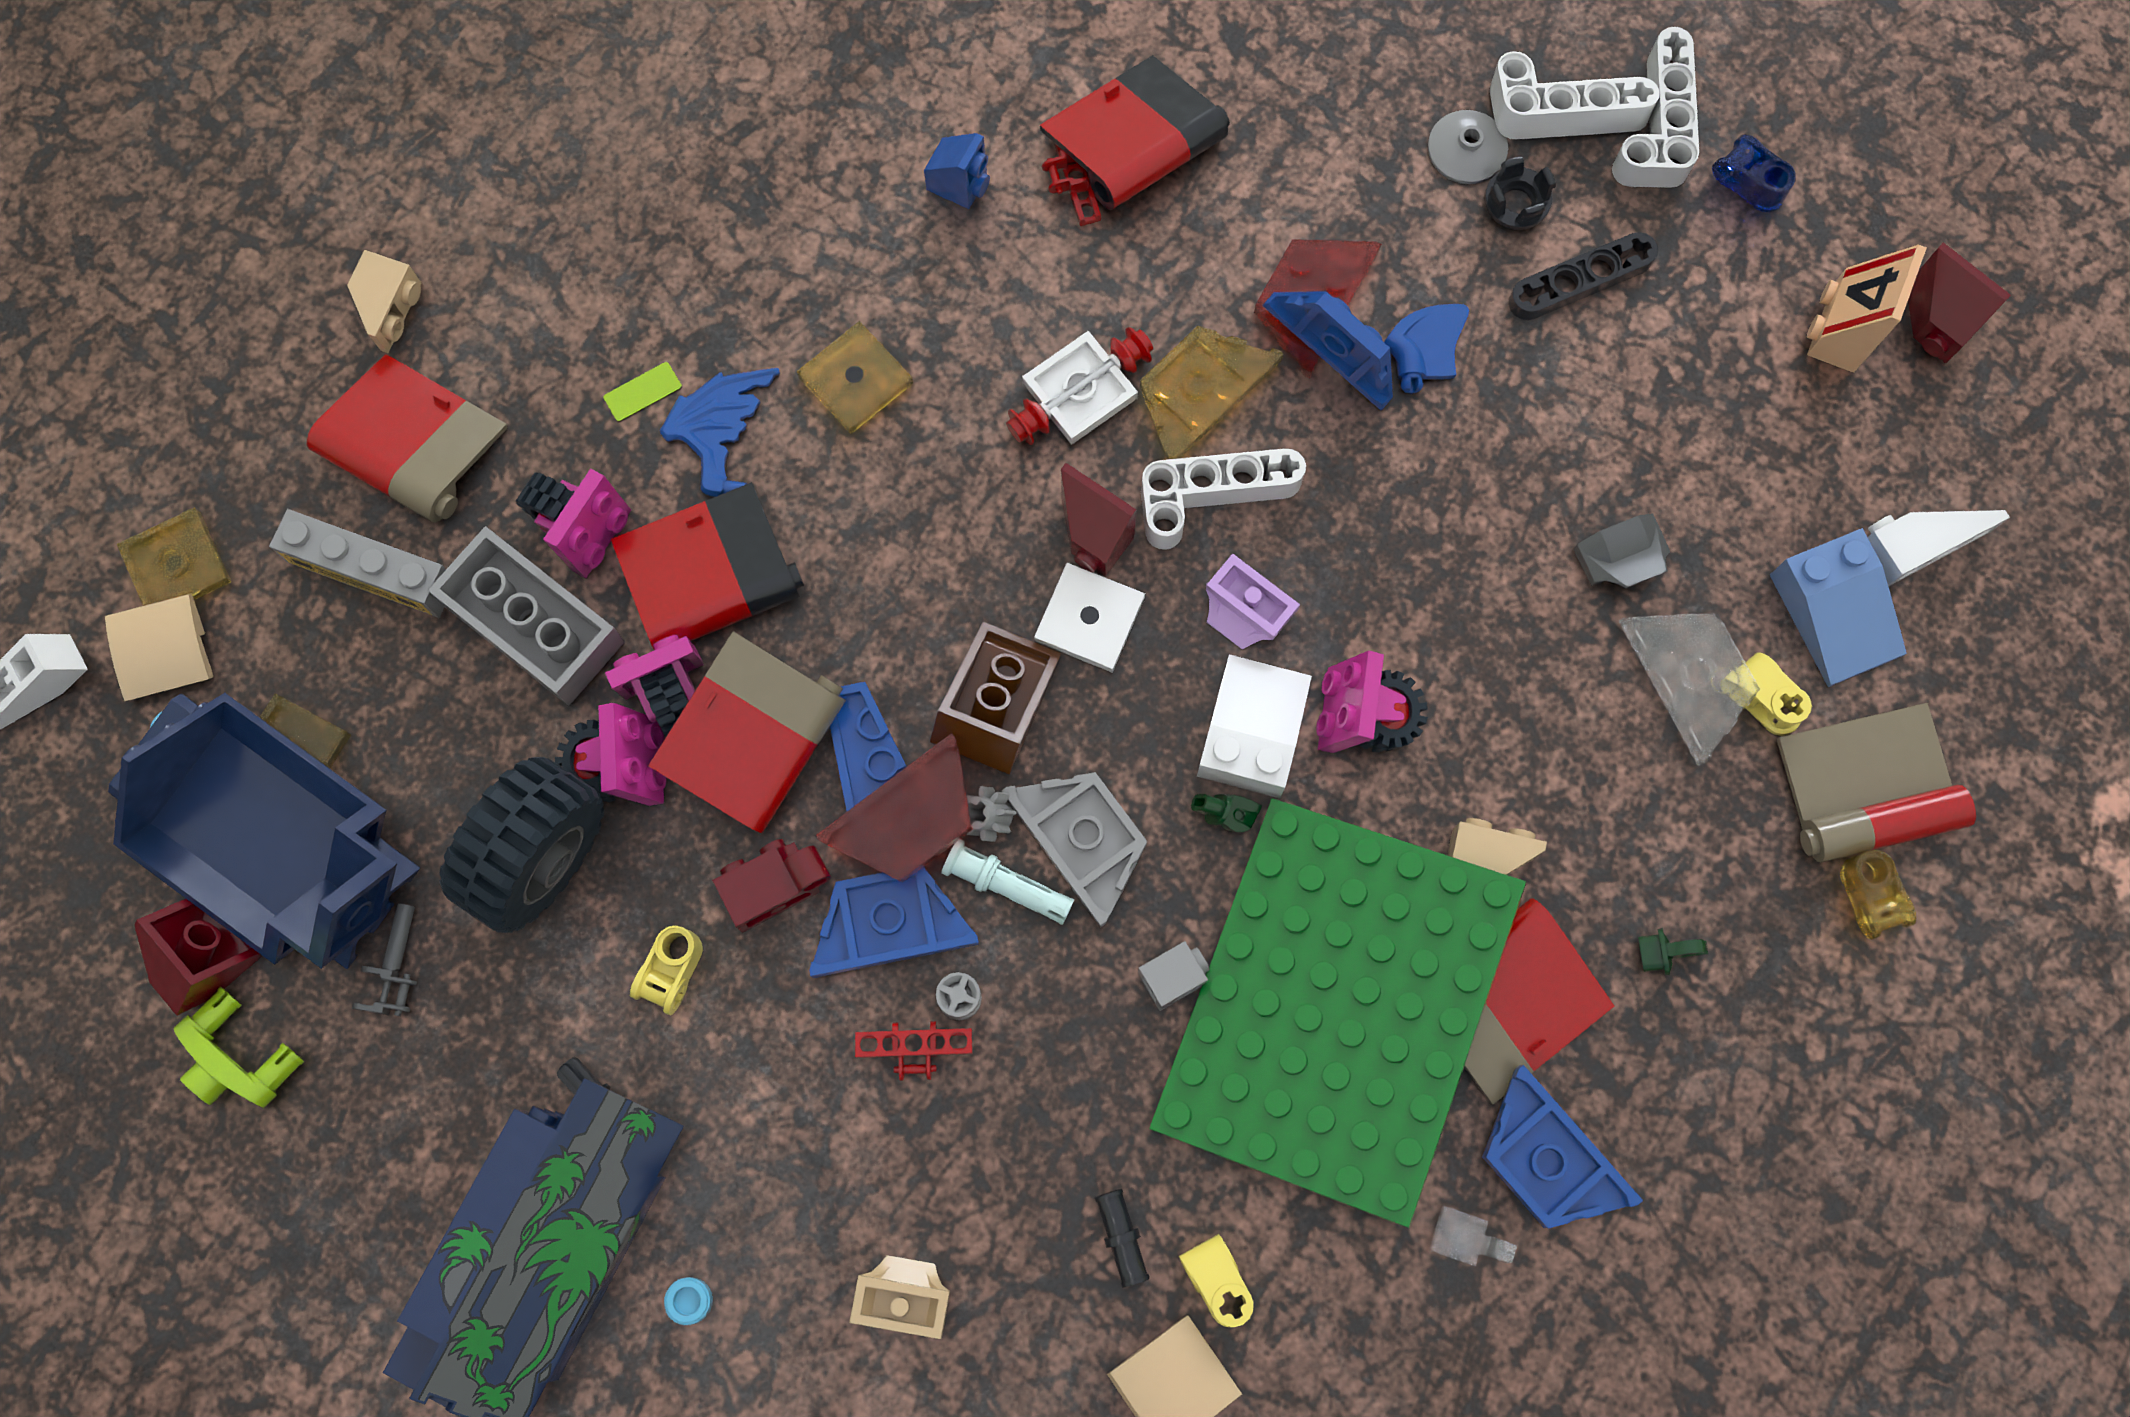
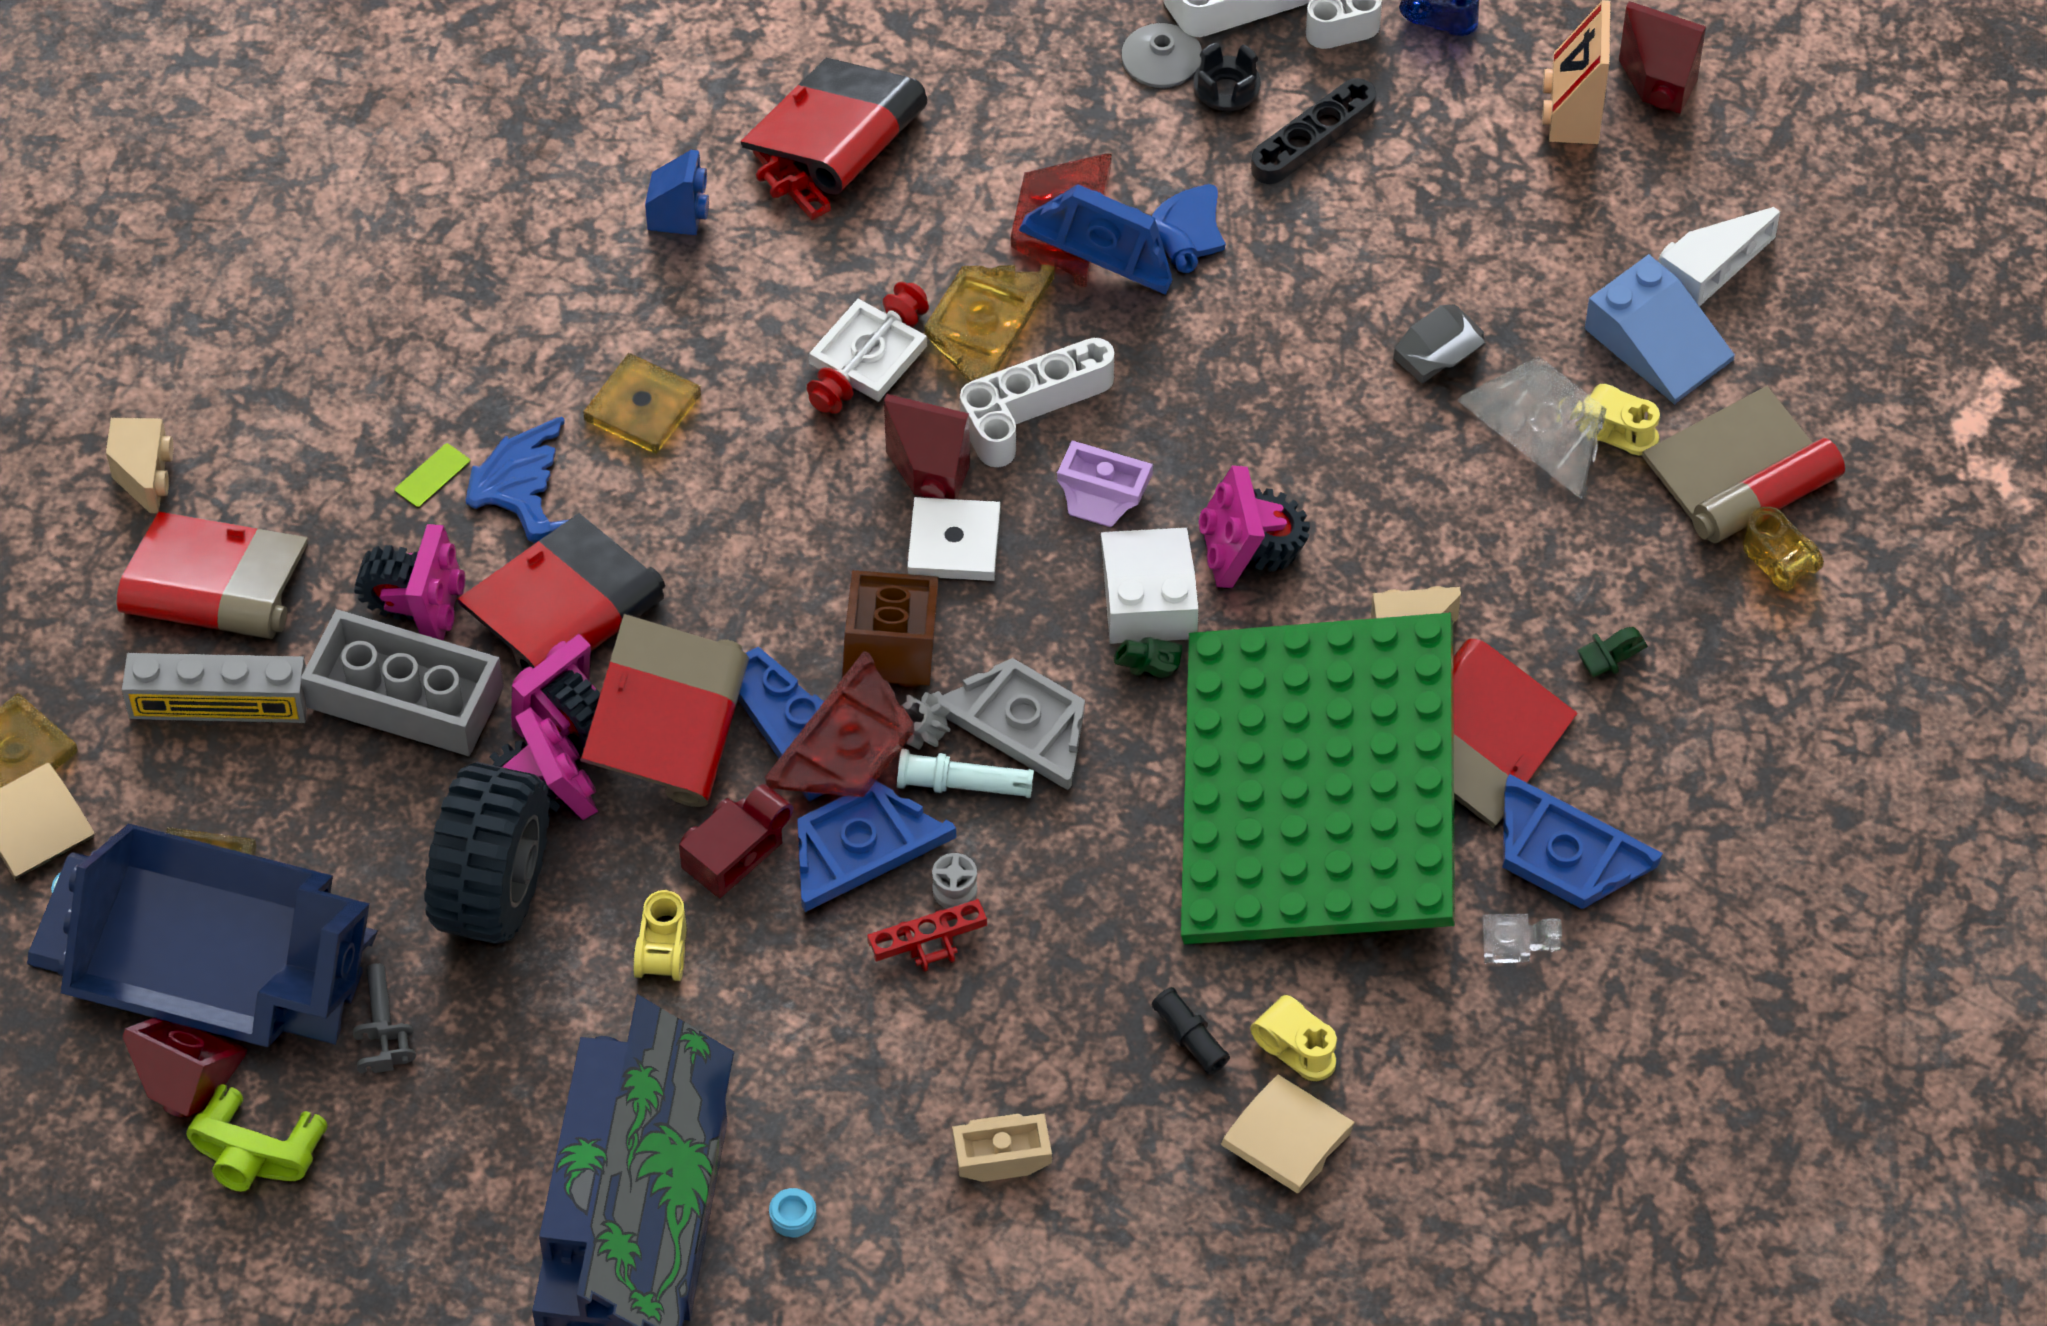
camera: 20 degrees left, 20 degrees down
(1174, 974) = (1153, 803): light grey brick -> none

